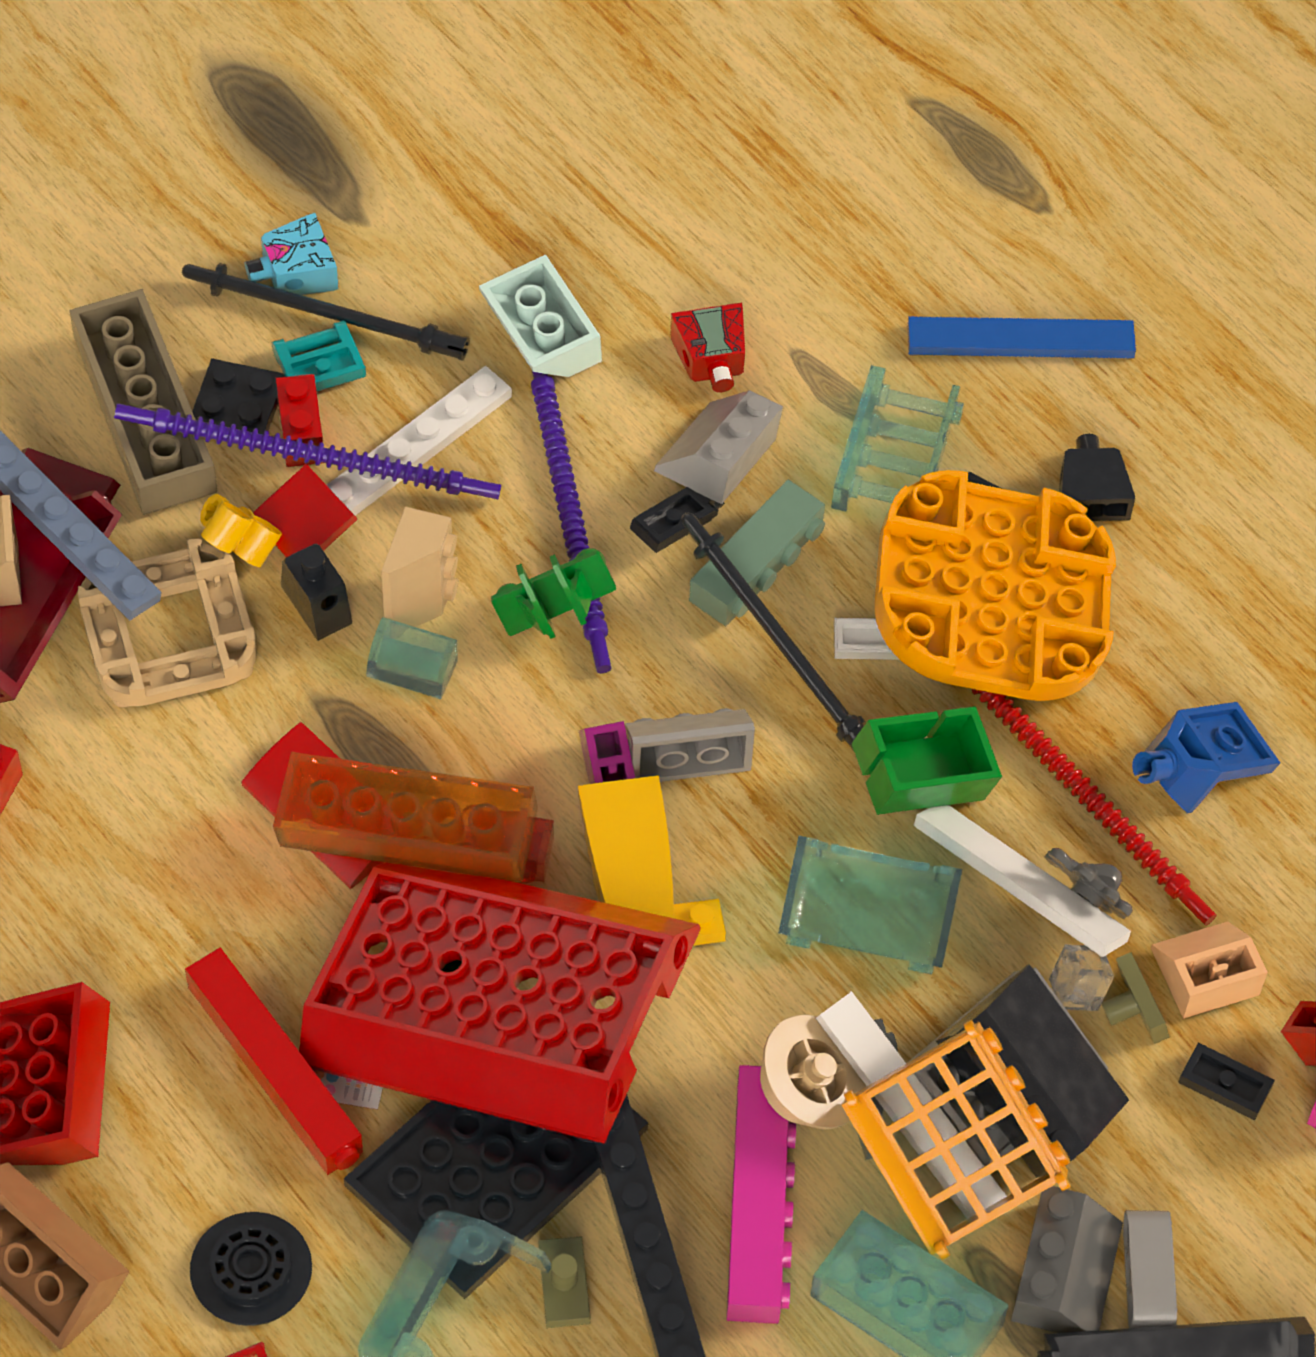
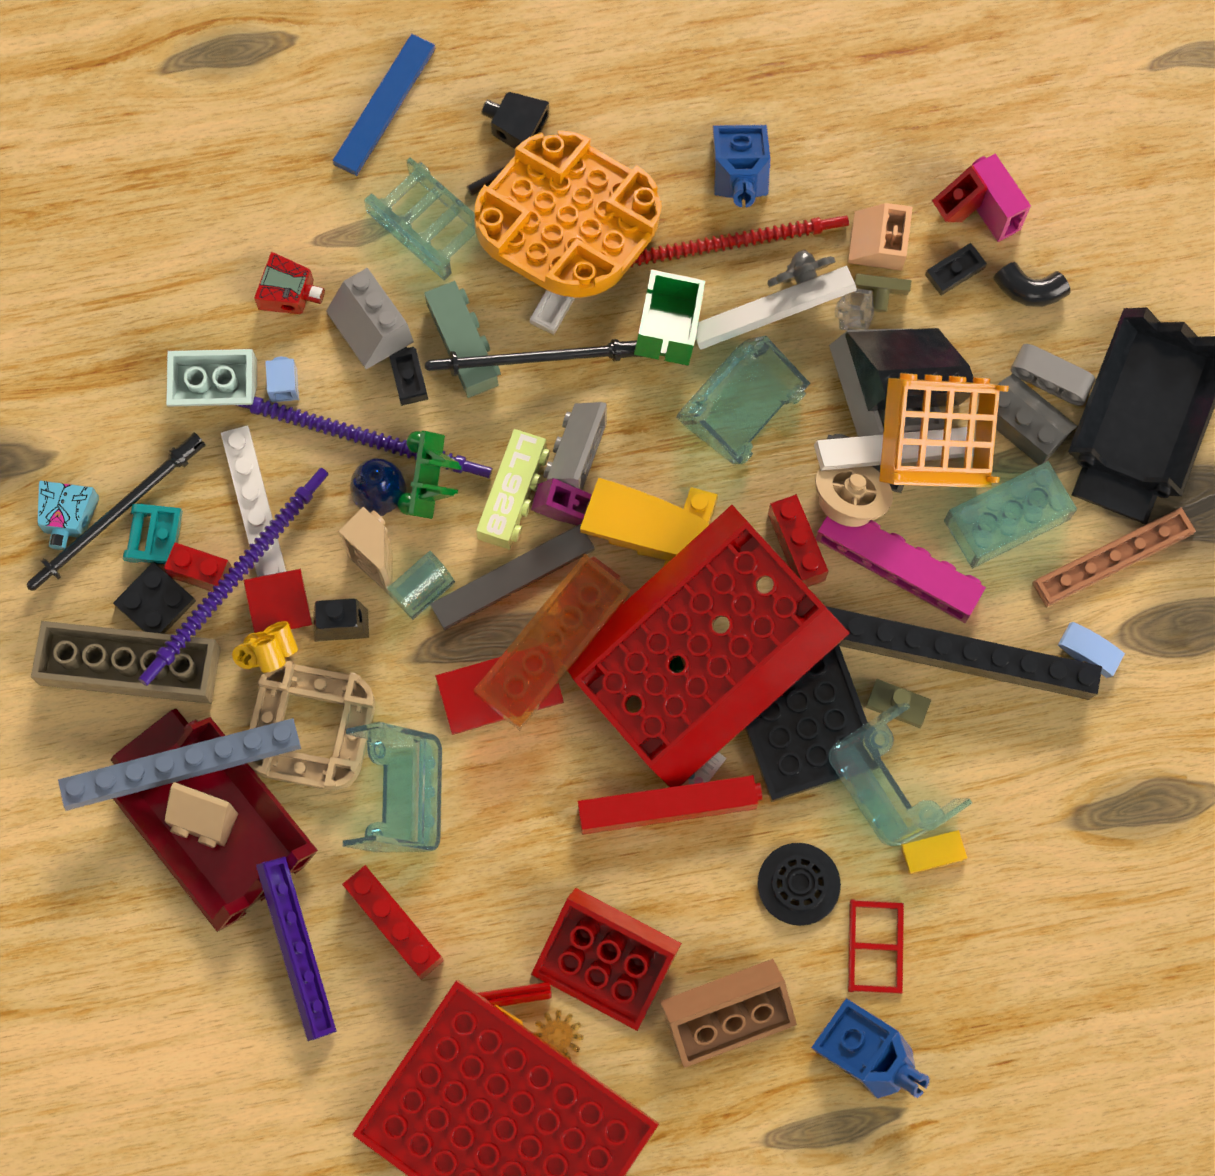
camera: 60 degrees left, 15 degrees up
(143, 770) = (409, 789): none -> clear light blue windscreen
(477, 751) = (512, 577): none -> dark grey tile
(509, 543) = (377, 494): none -> clear blue piece
(589, 394) = (282, 379): none -> light blue brick
(593, 697) = (512, 489): none -> yellowish green brick
(714, 1054) = (797, 540): none -> red brick
(1253, 1186) = (1031, 291): none -> black cylinder

